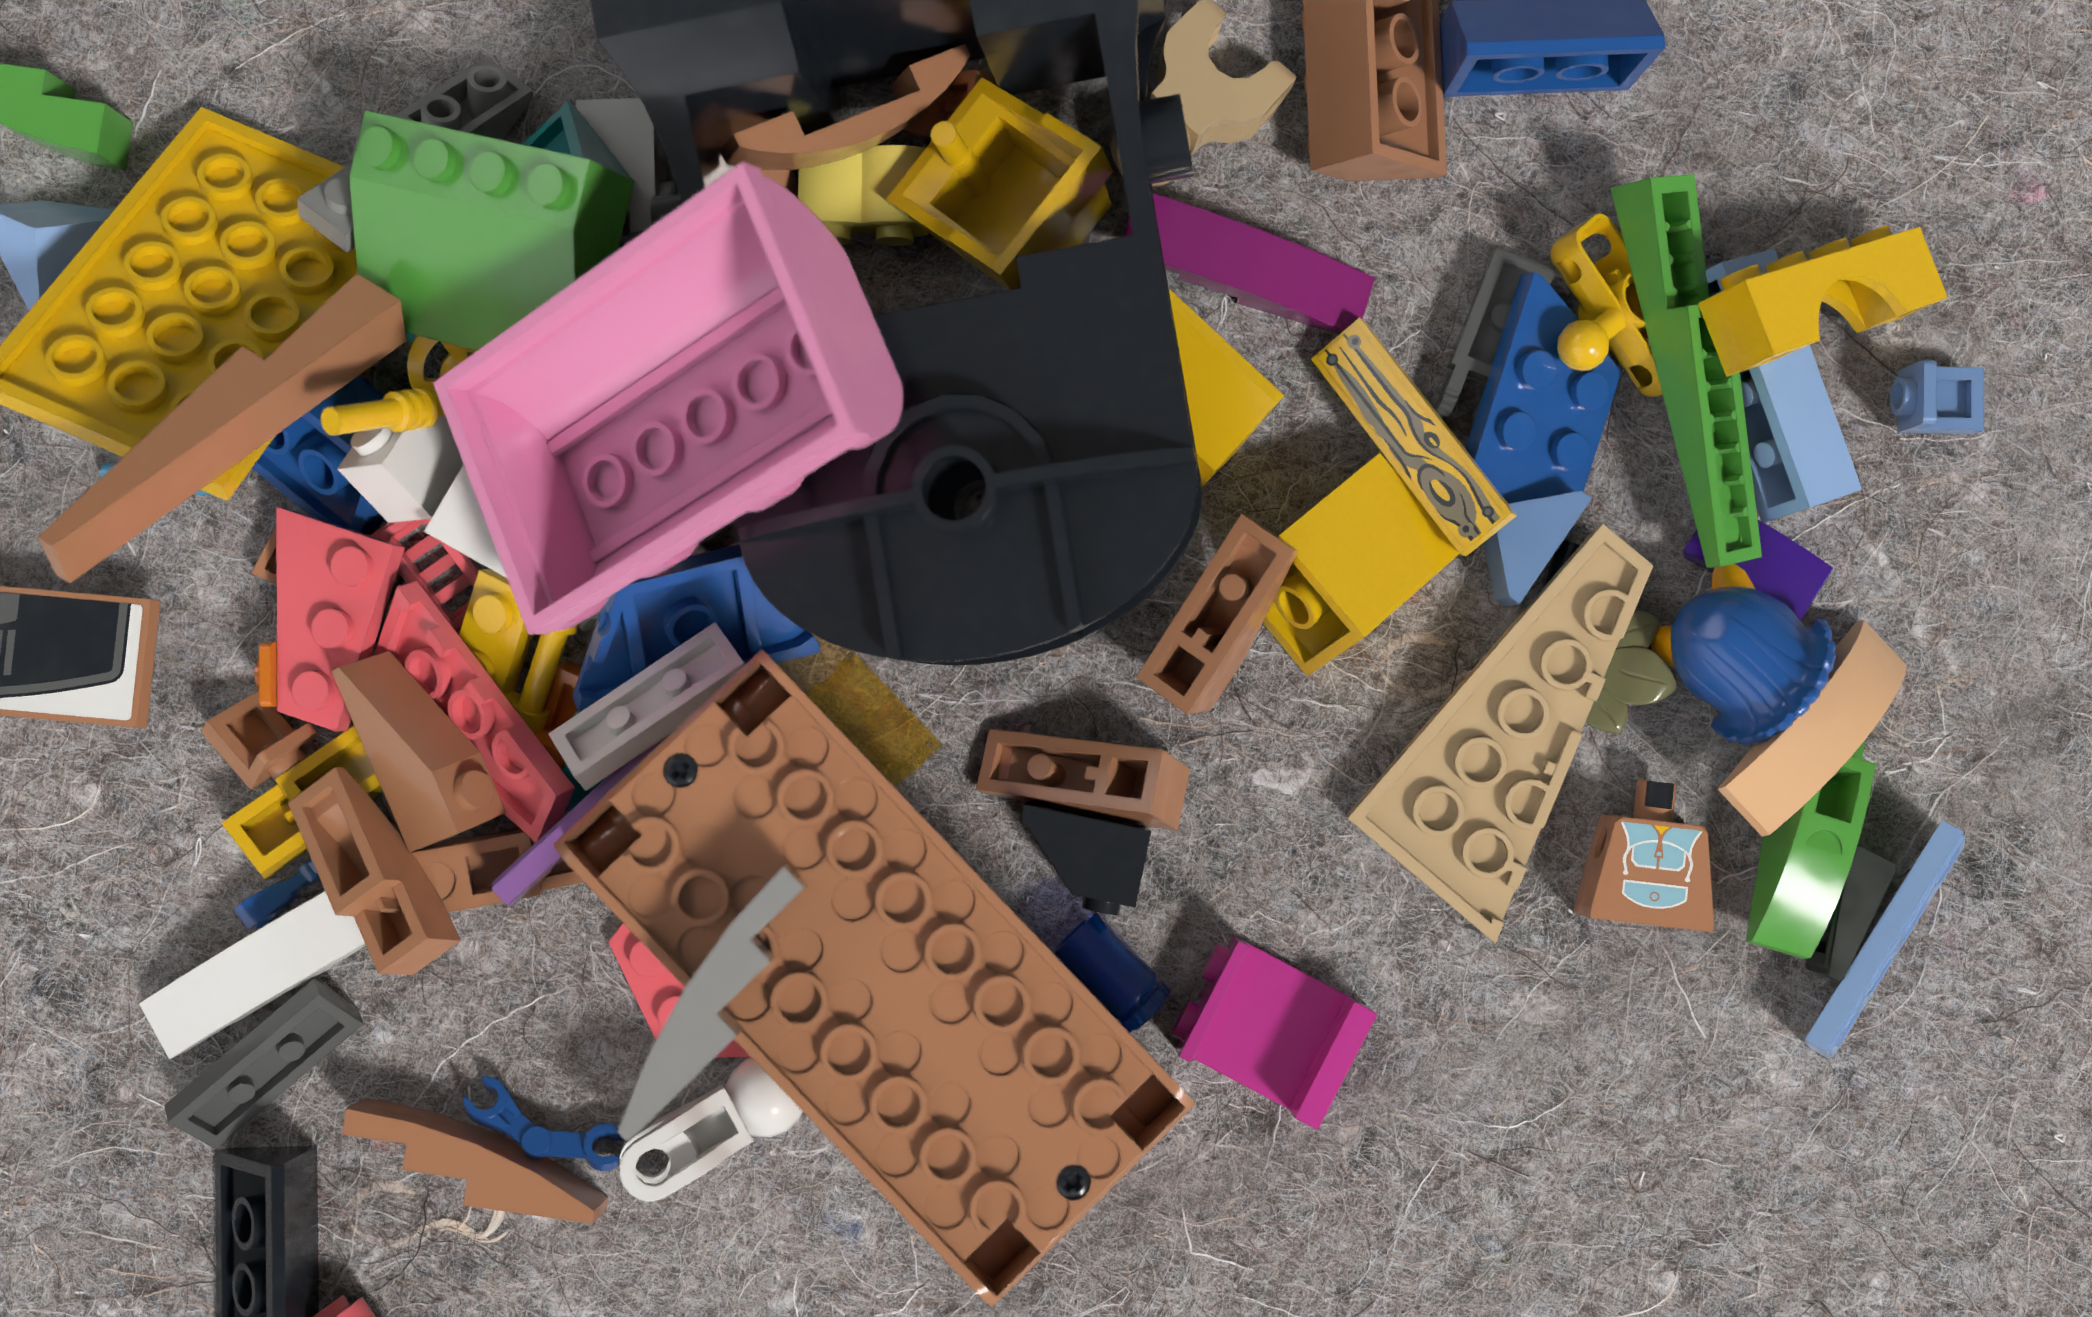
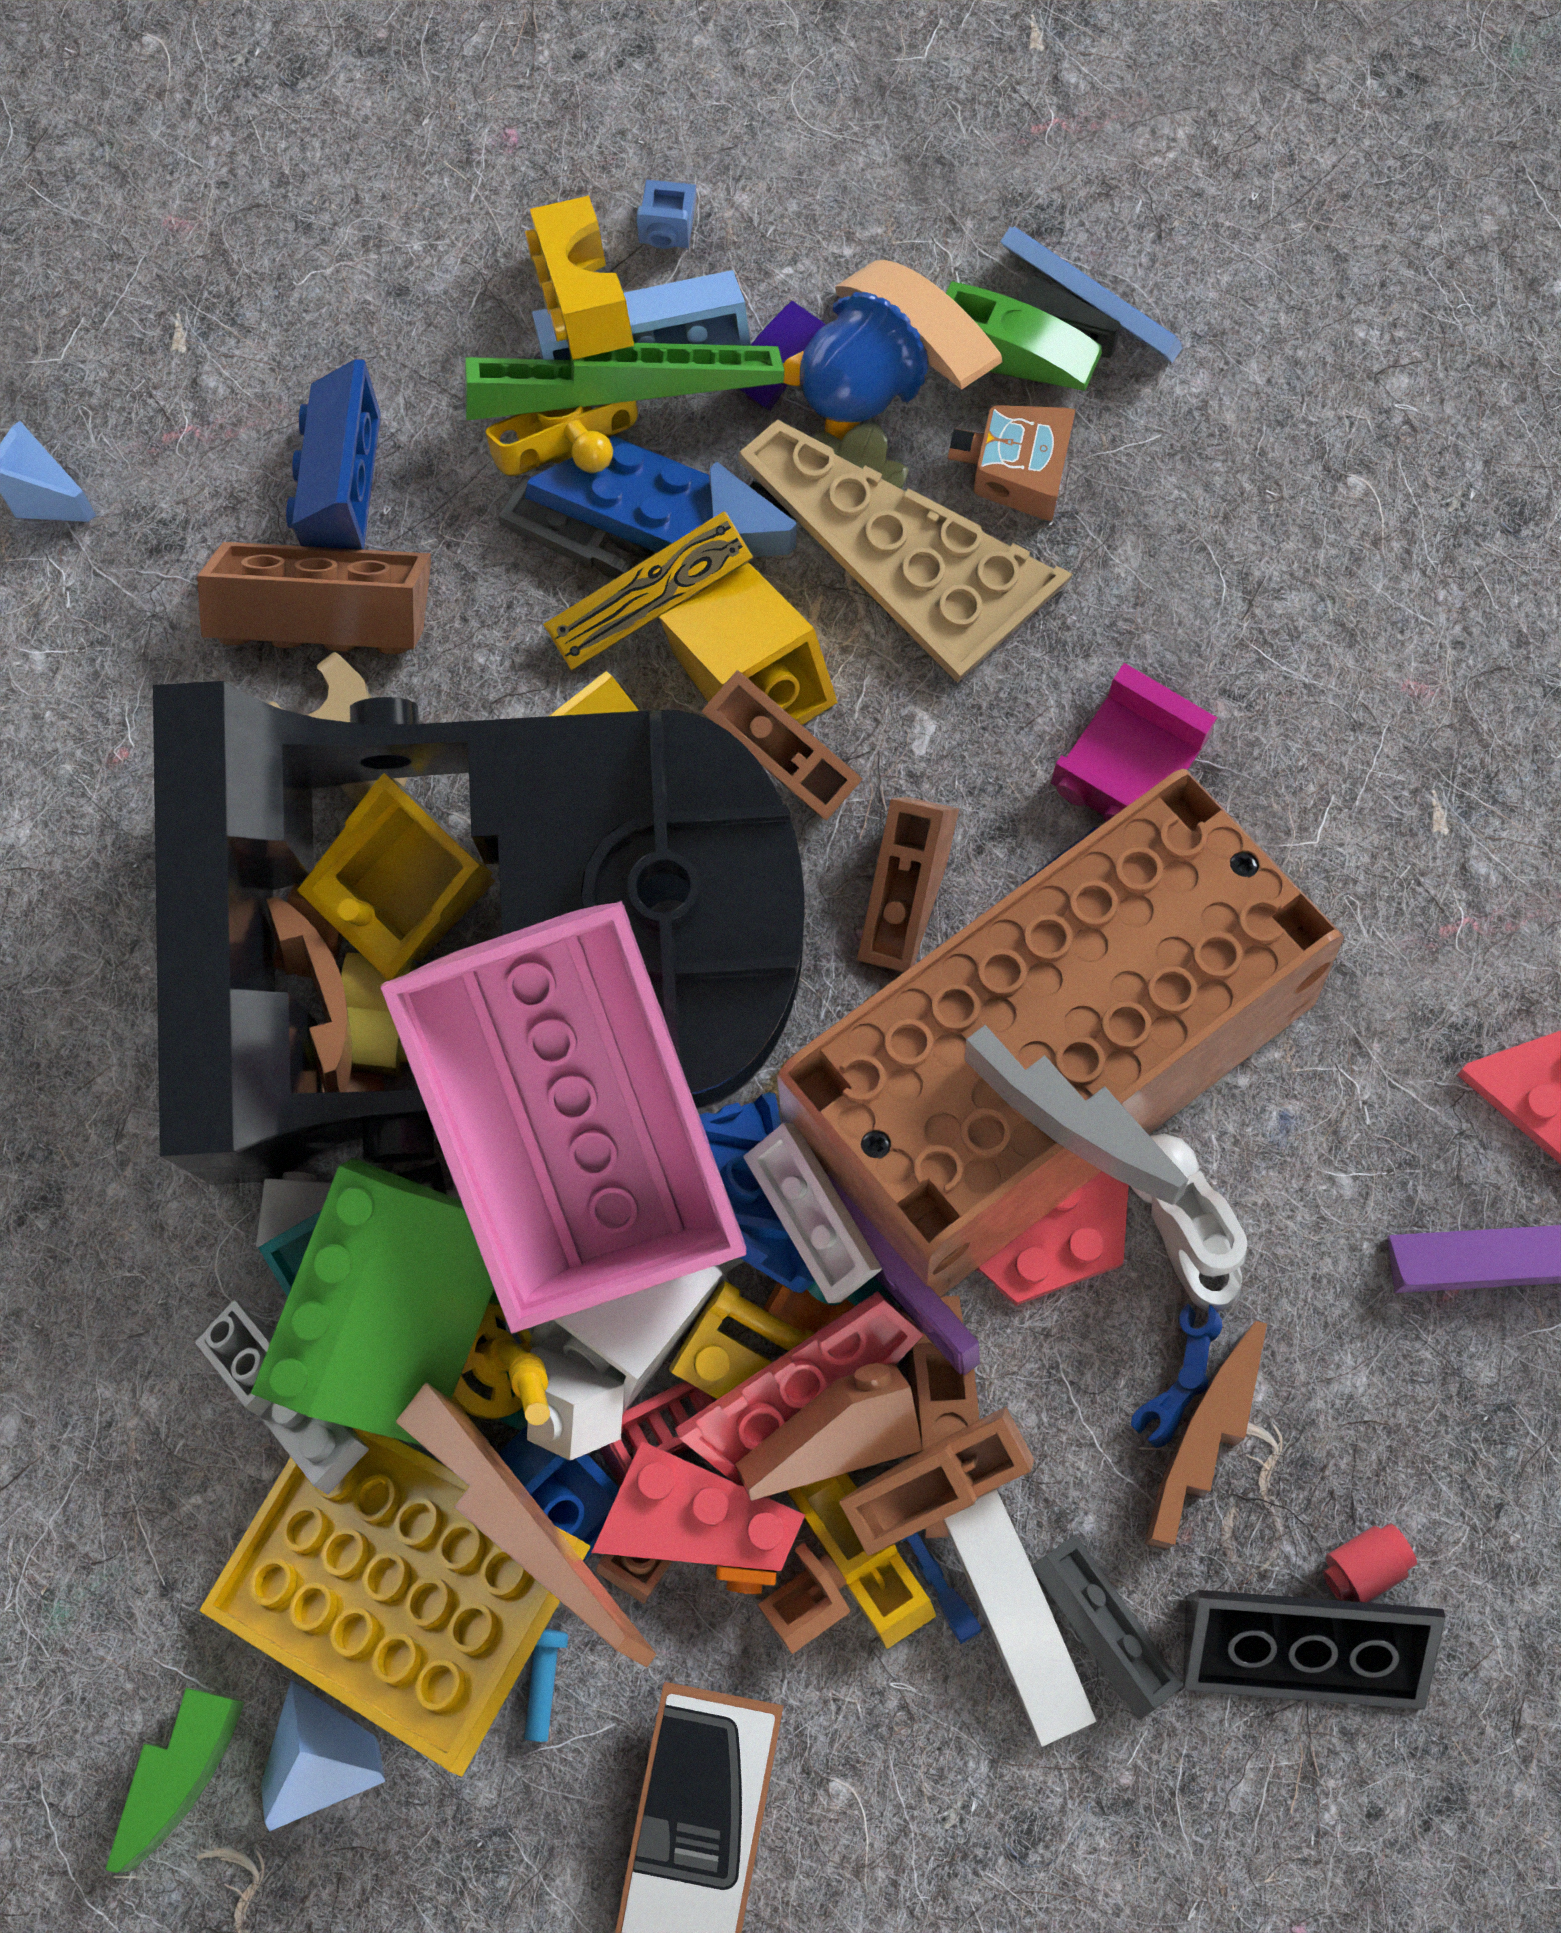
camera: 85 degrees left, 15 degrees down
(1092, 855) = (973, 880): black slope -> none
(1259, 267) = (494, 690): magenta slope -> none

